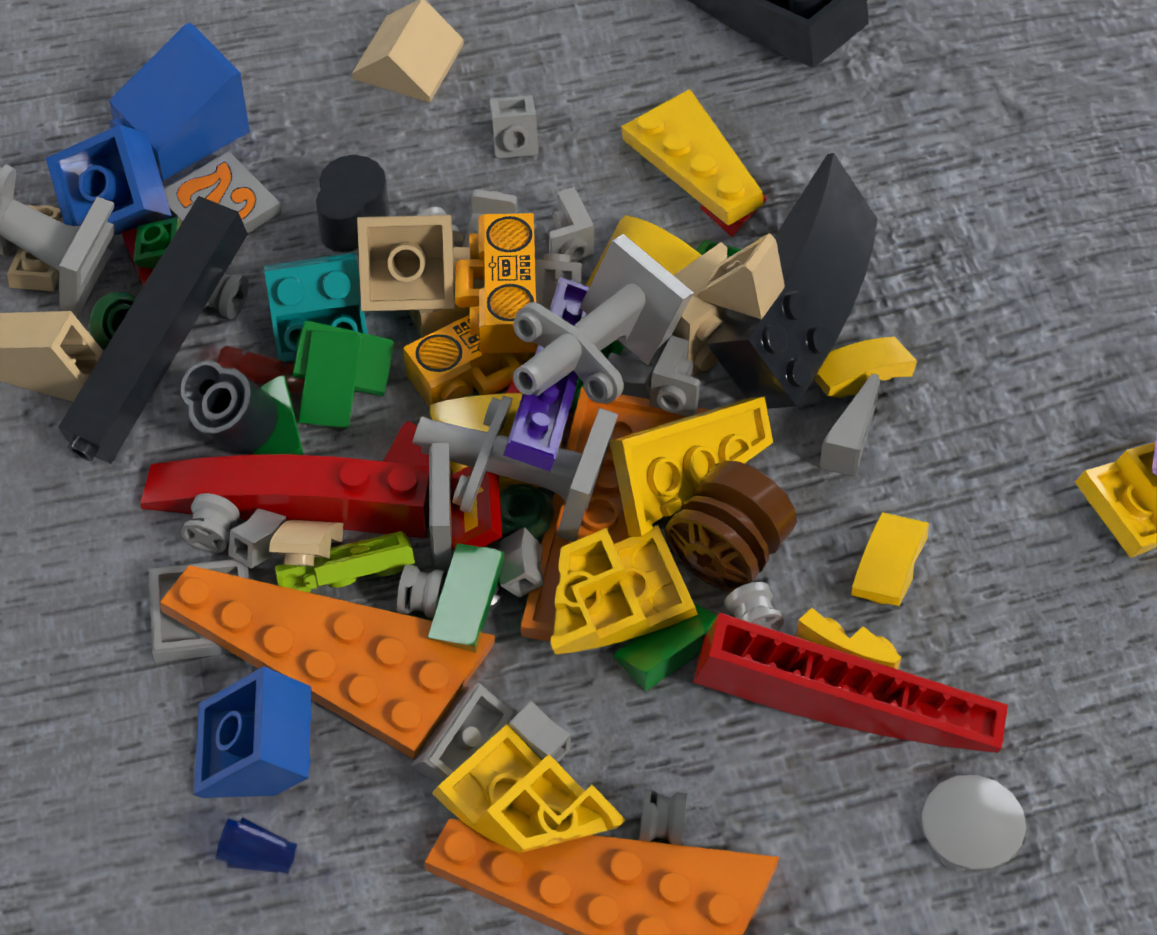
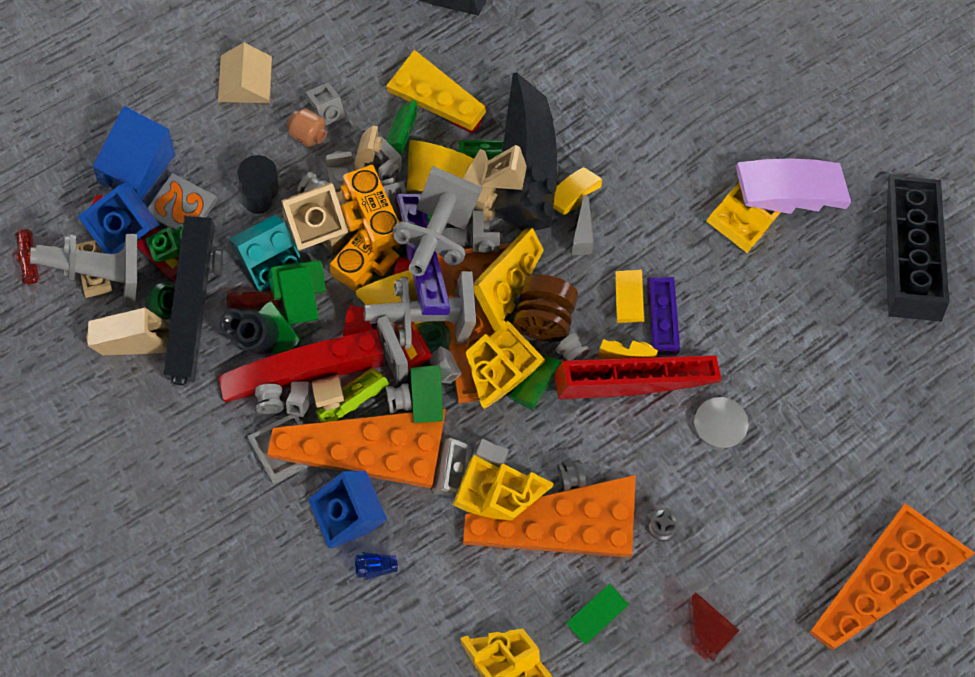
camera: 25 degrees left, 10 degrees up
(466, 146) = (307, 127): none -> nougat head
(547, 195) = (367, 147): none -> tan slope
(622, 194) = (402, 126): none -> green slope
(939, 611) = (663, 315): none -> dark purple tile

